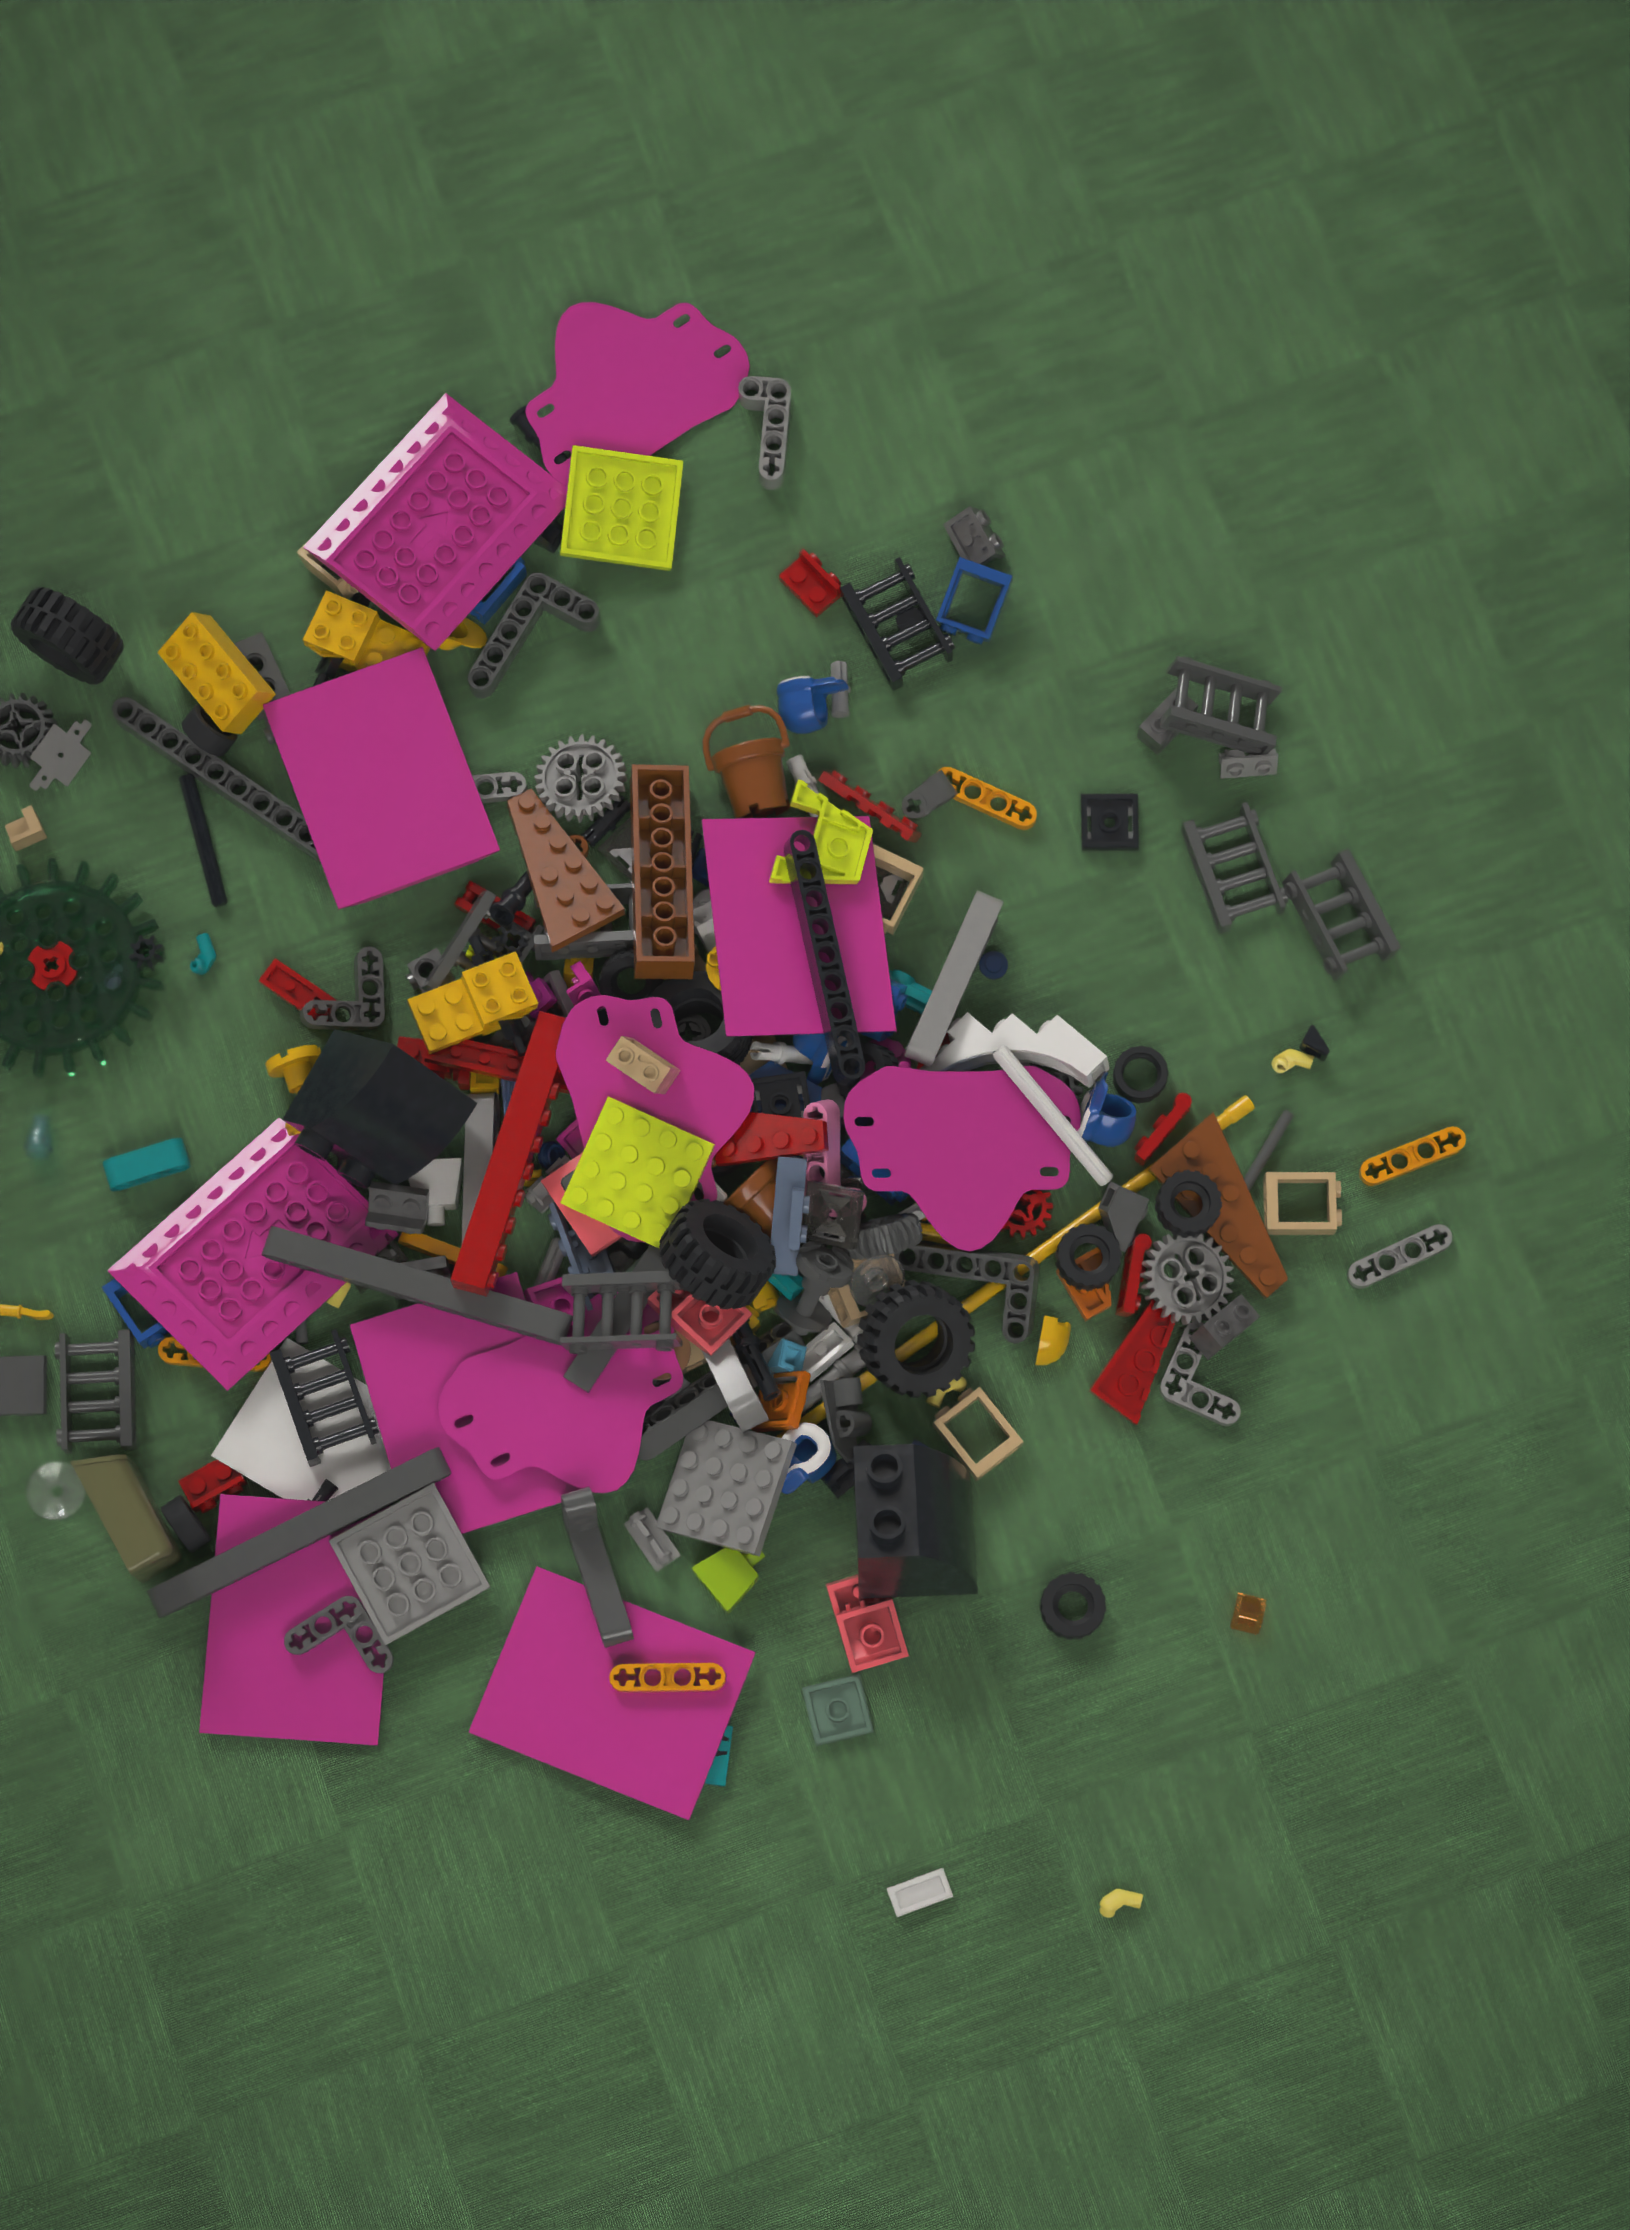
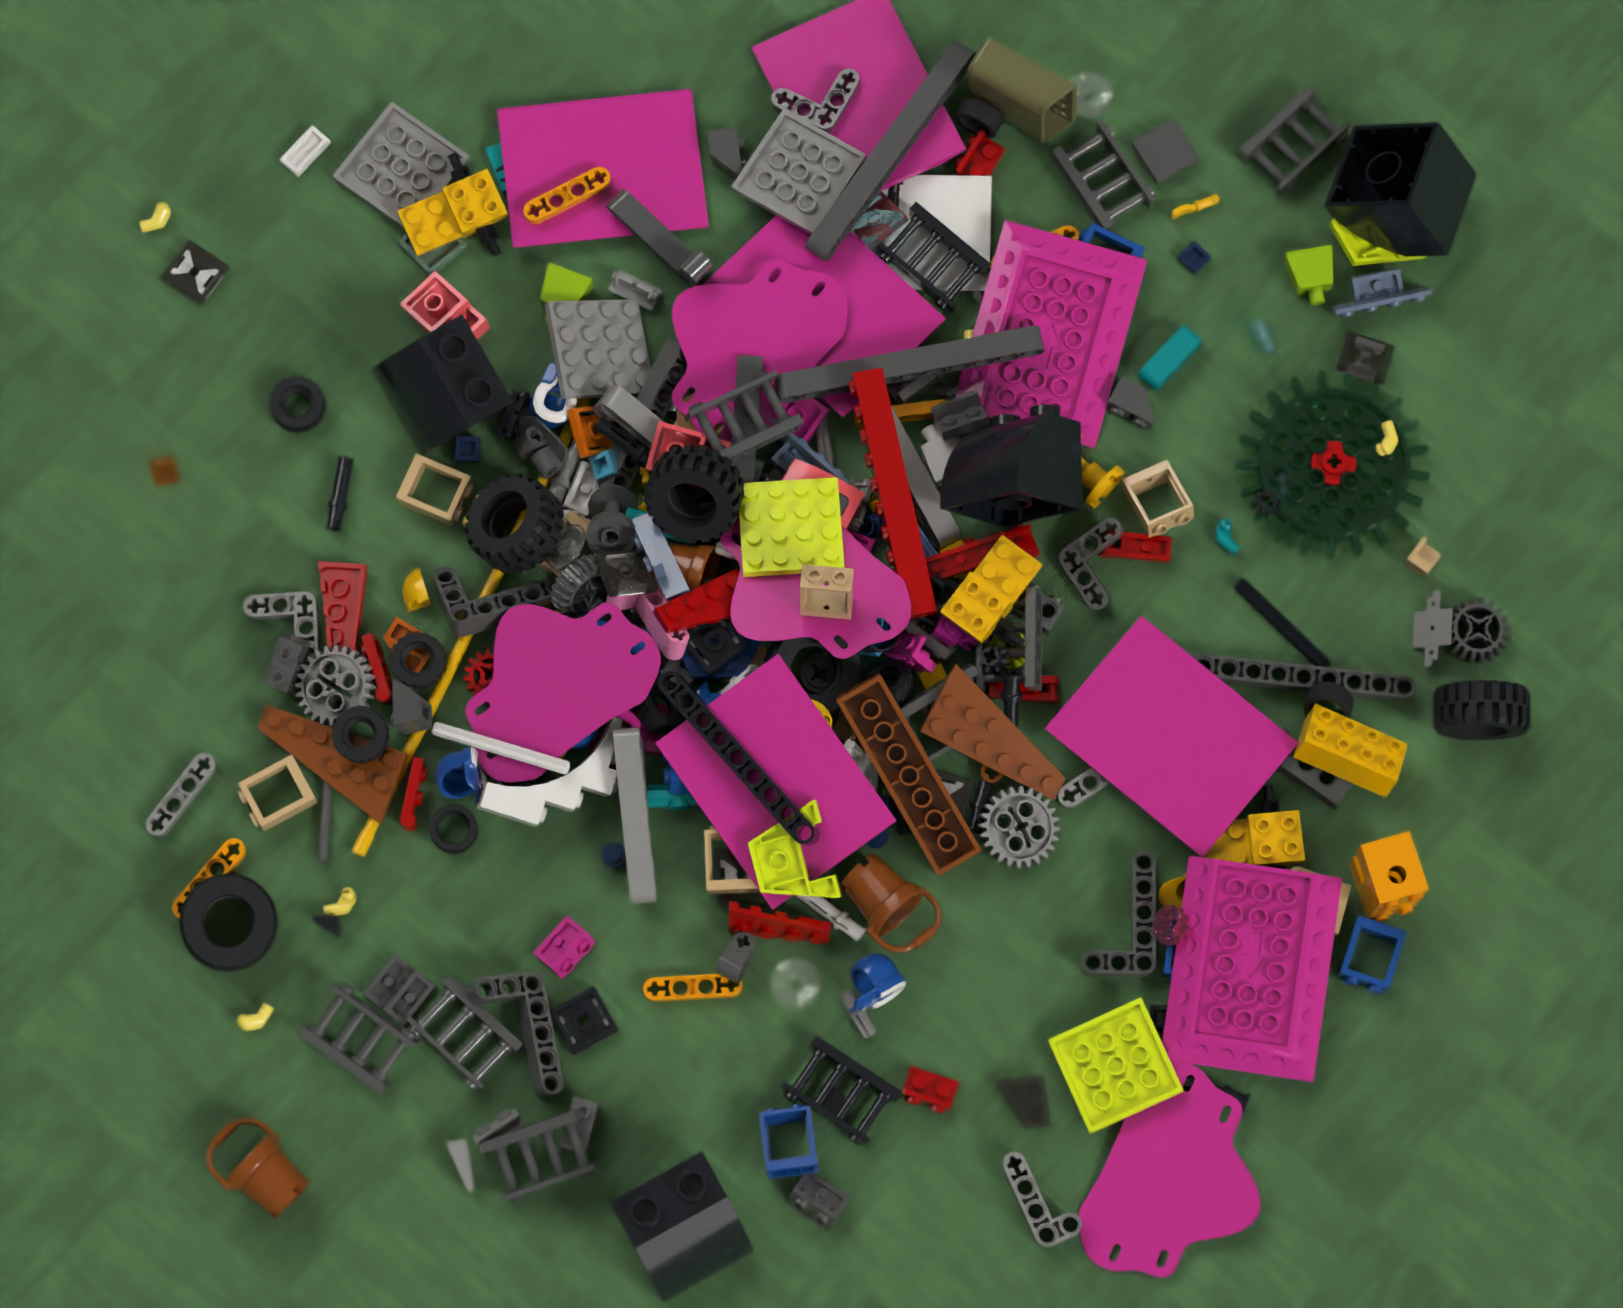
camera: 150 degrees right, 0 degrees up
(57, 1259) = (1193, 258): none -> dark blue tile
(212, 1139) = (1131, 402): none -> dark grey slope
(224, 1049) = (1149, 479): none -> tan window
(258, 527) = (1388, 876): none -> light orange piece
(332, 501) = (1378, 930): none -> blue window
(357, 1462) = (879, 221): none -> clear light blue tile
(472, 1638) = (725, 151): none -> dark grey slope
(500, 591) = (1163, 921): none -> clear pink gear
(723, 525) = (1027, 1100): none -> clear smoke wing
(788, 1724) = (457, 212): none -> yellow piece
(826, 1813) = (398, 163): none -> light grey plate
(887, 733) = (800, 971): none -> clear dish
(1081, 1479) = (339, 496): none -> black pin
(1091, 900) = (564, 947): none -> dark pink bracket
(1091, 1819) = (193, 286): none -> clear smoke piece
(1122, 576) = (682, 1226): none -> black brick
(1165, 840) = (529, 1023): none -> dark grey beam
(1276, 948) = (398, 989): none -> dark grey slope
(1298, 755) = (461, 1157): none -> light grey slope
(1423, 1056) = (228, 887): none -> black tyre
(1433, 990) = (255, 1021): none -> light yellow arm
(1503, 834) = (264, 1174): none -> dark orange piece

